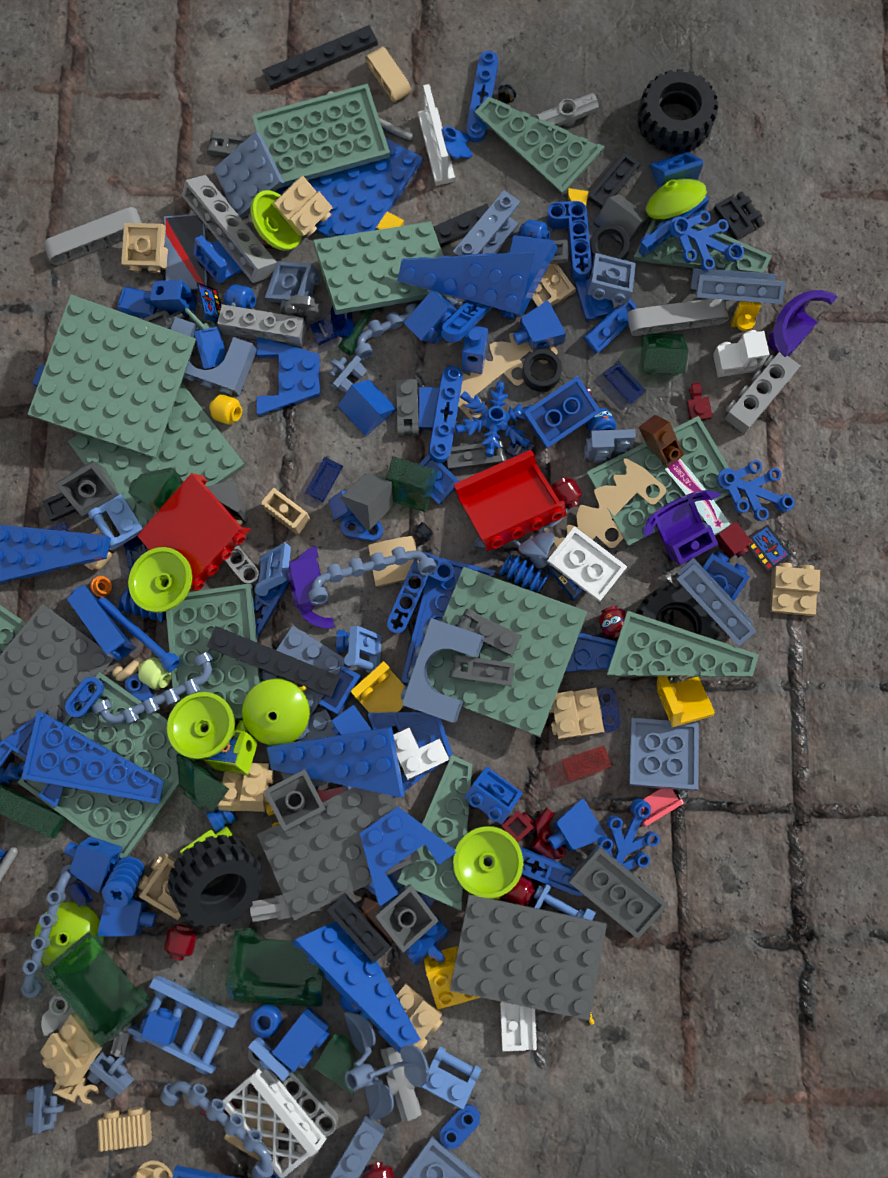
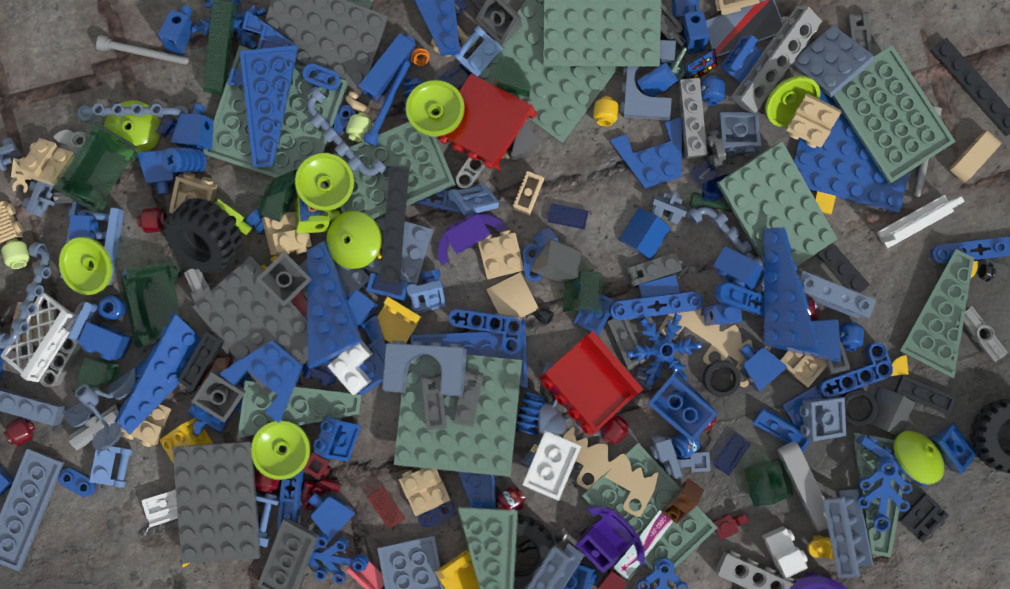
camera: 70 degrees right, 10 degrees up
(166, 1124) = (15, 254): none -> yellowish green head
(205, 1048) = (78, 269): none -> lime dish
(340, 551) = (501, 255): none -> tan plate
(378, 562) = (489, 273): sand blue bar -> none
(420, 791) = (325, 377): none -> clear blue plate
(455, 143) = (921, 238): blue plate -> none
(624, 416) = (697, 462): none -> sand blue plate

